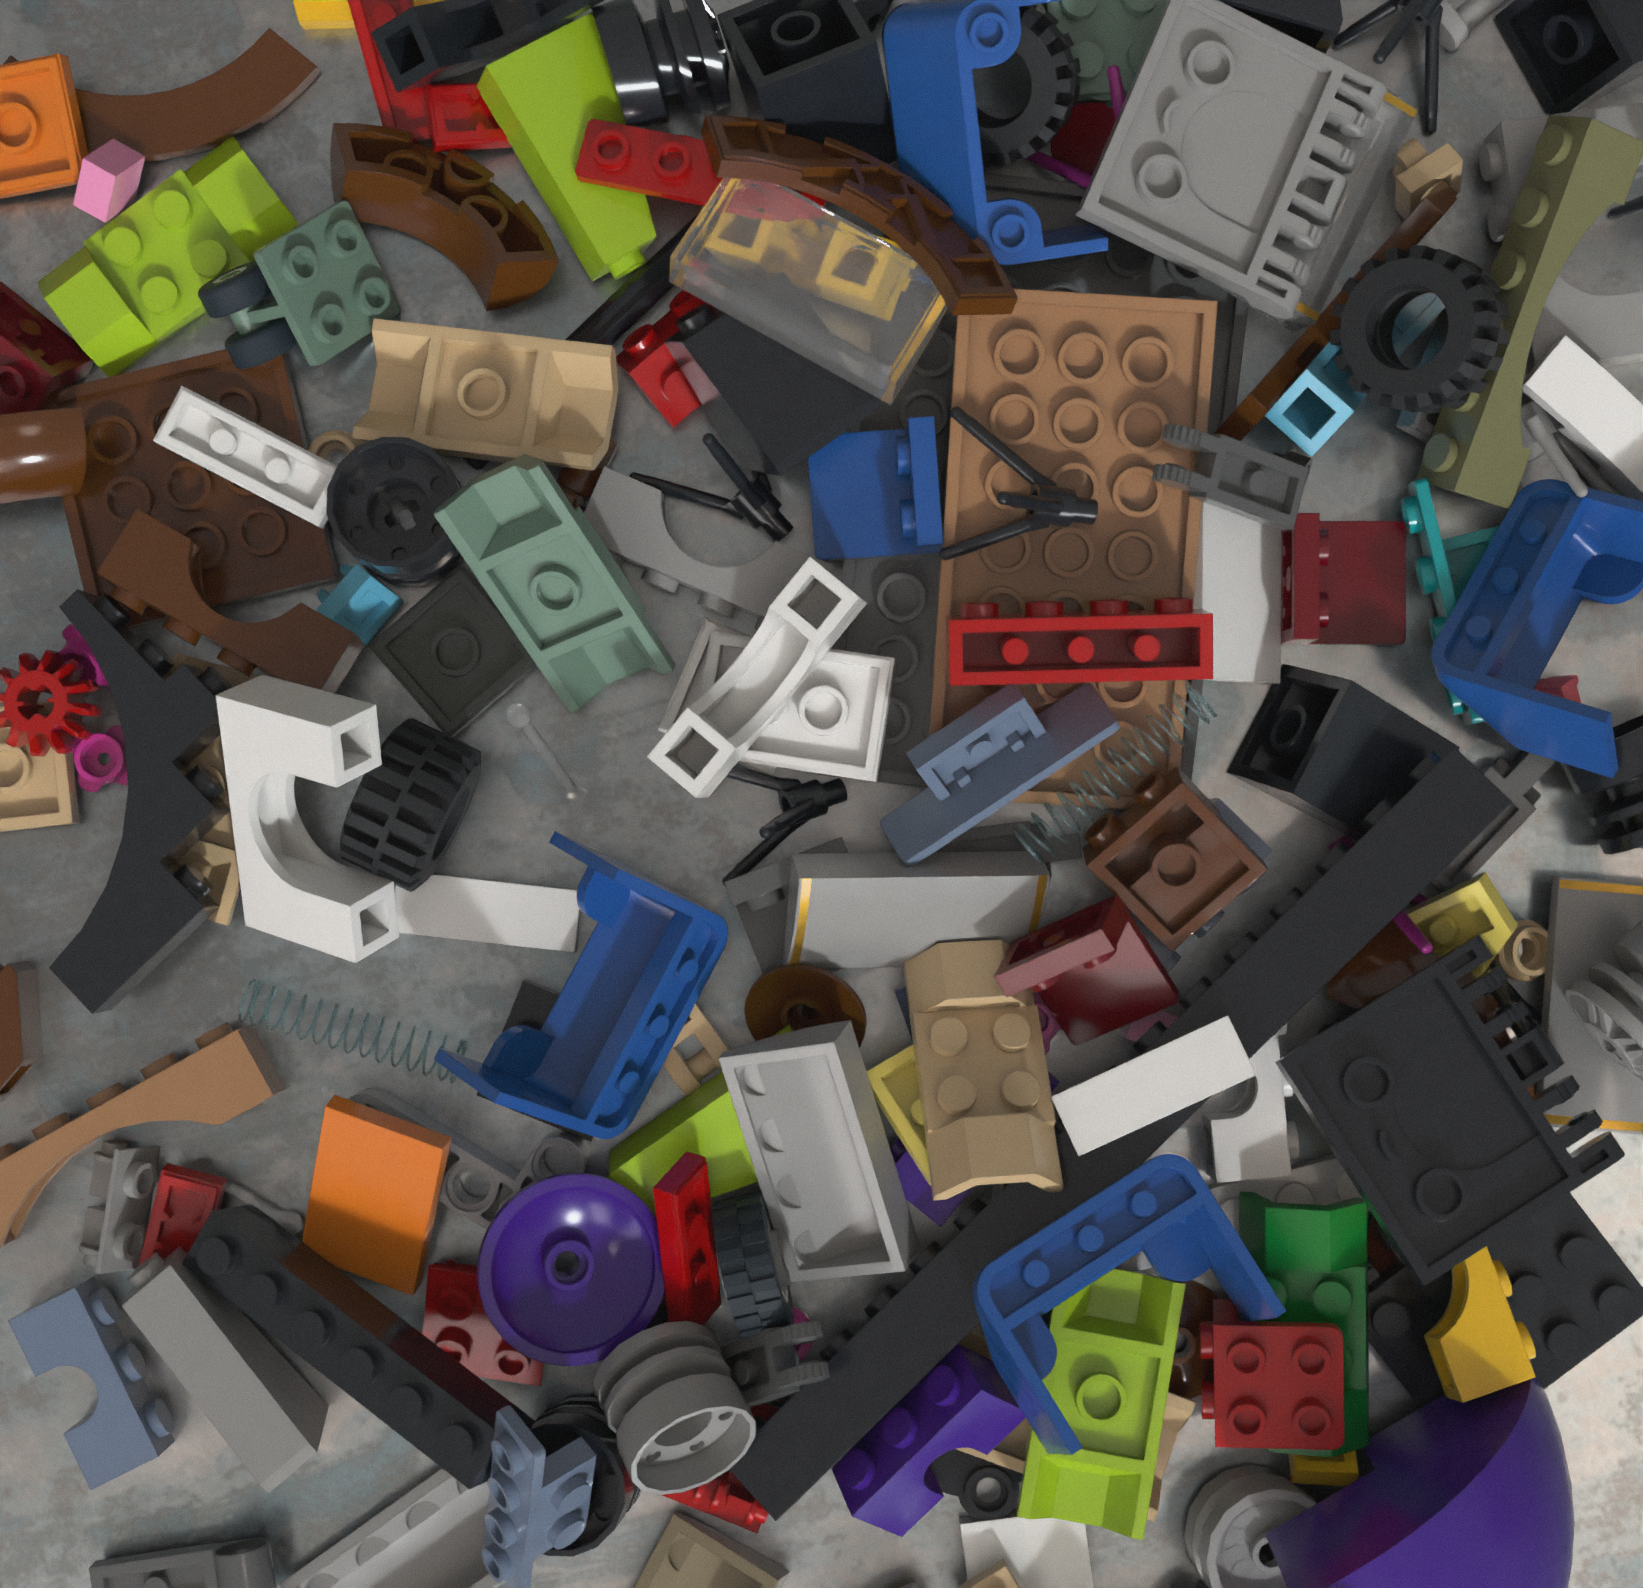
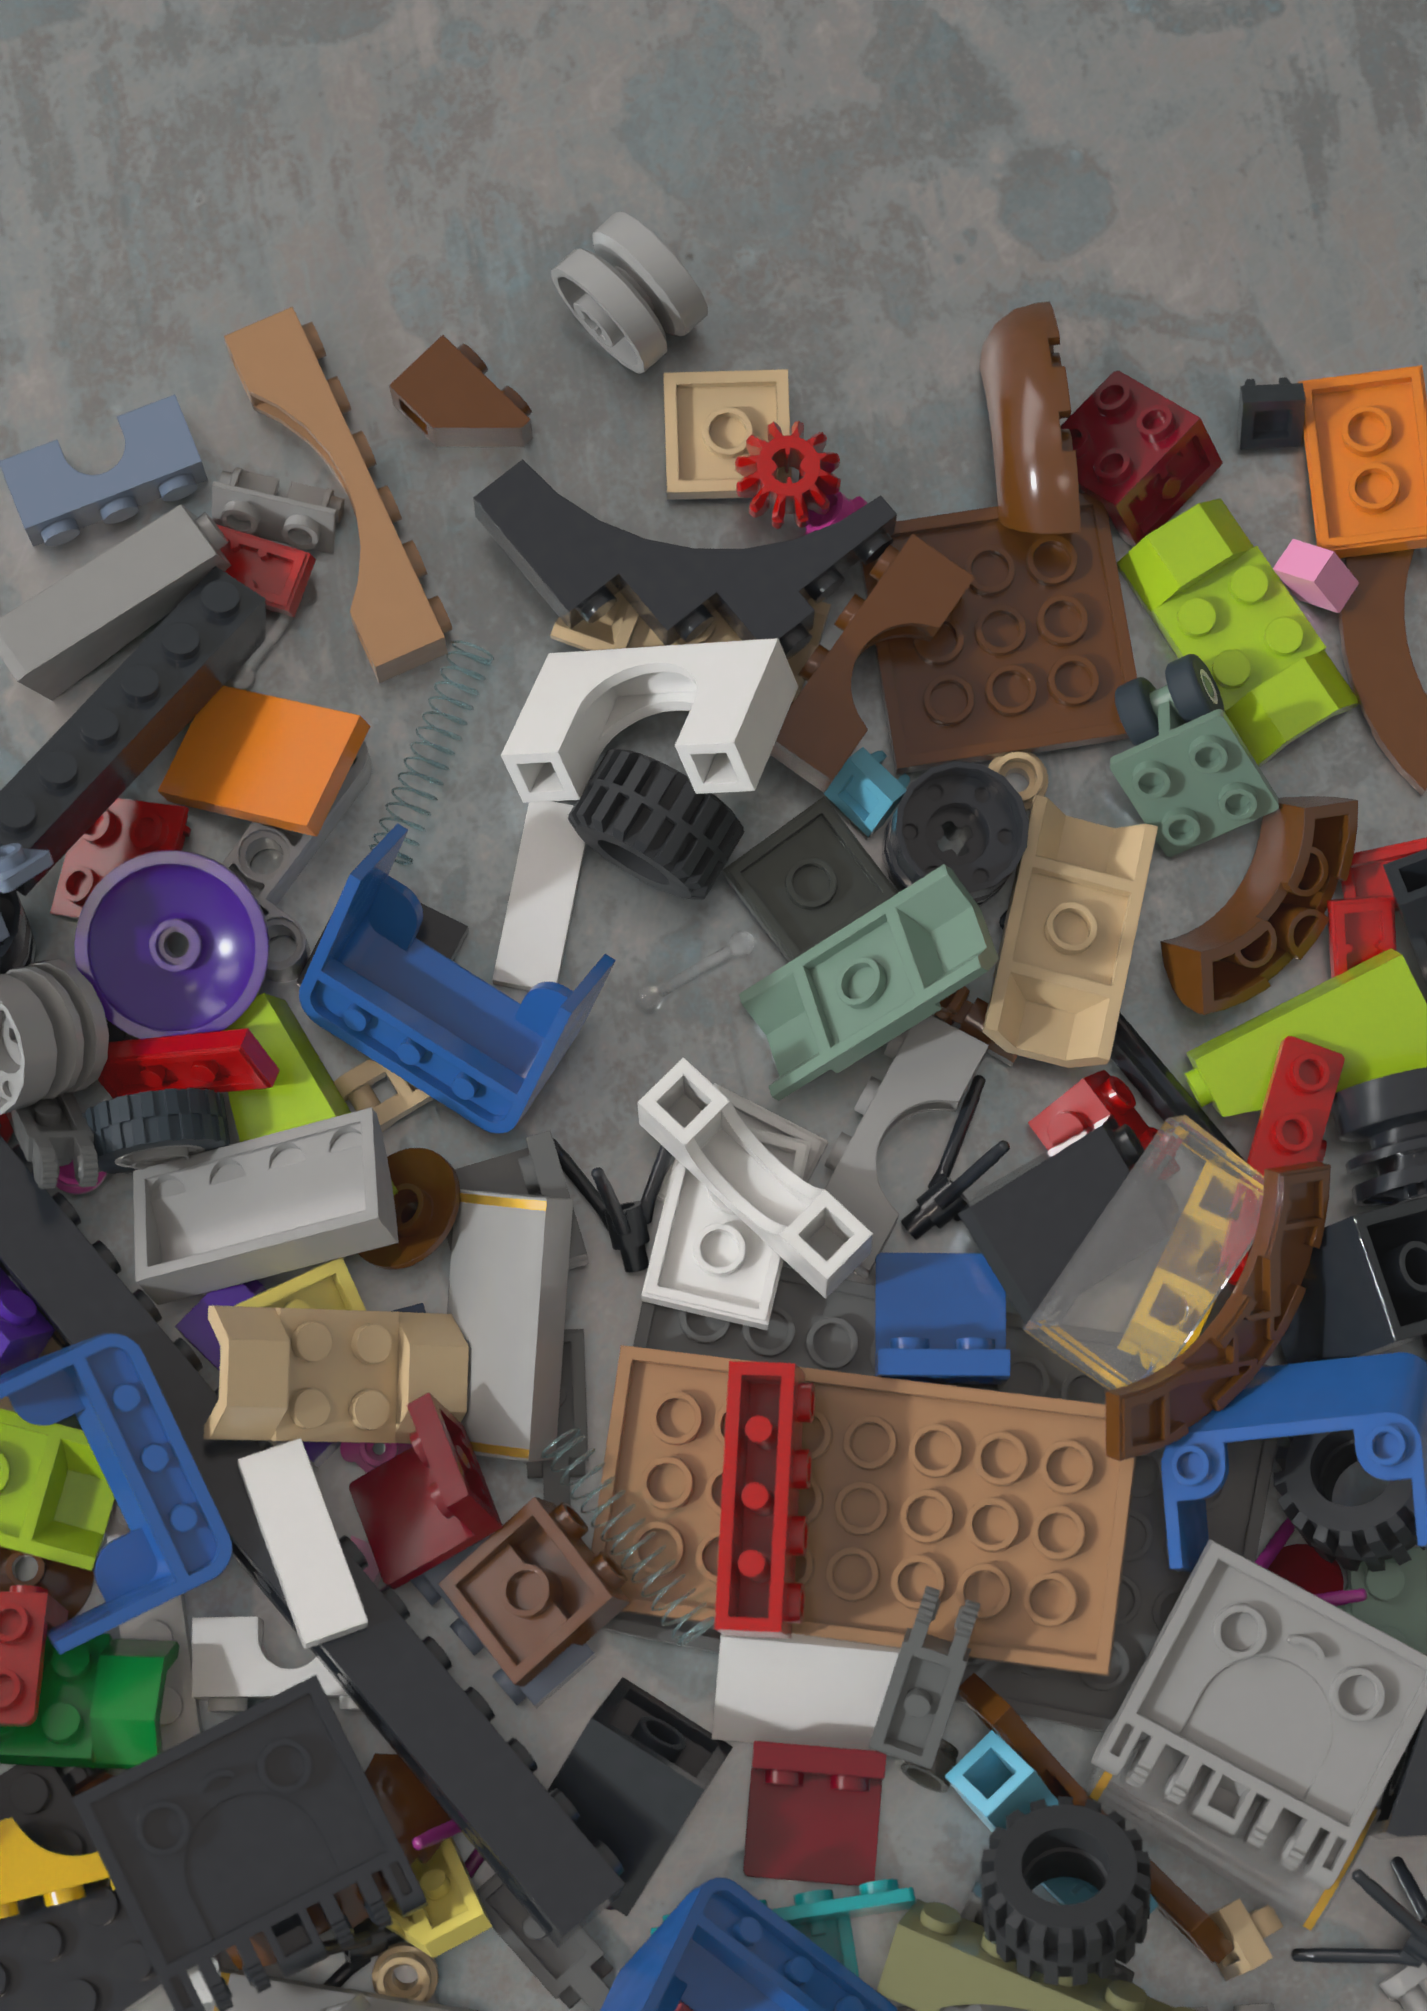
camera: 85 degrees right, 10 degrees down
(87, 759) = (728, 511): dark pink plate -> none
(247, 455) = (1025, 690): white tile -> none
(990, 761) = (651, 1407): sand blue bracket -> none
(1044, 504) = (911, 1482): black plant -> none

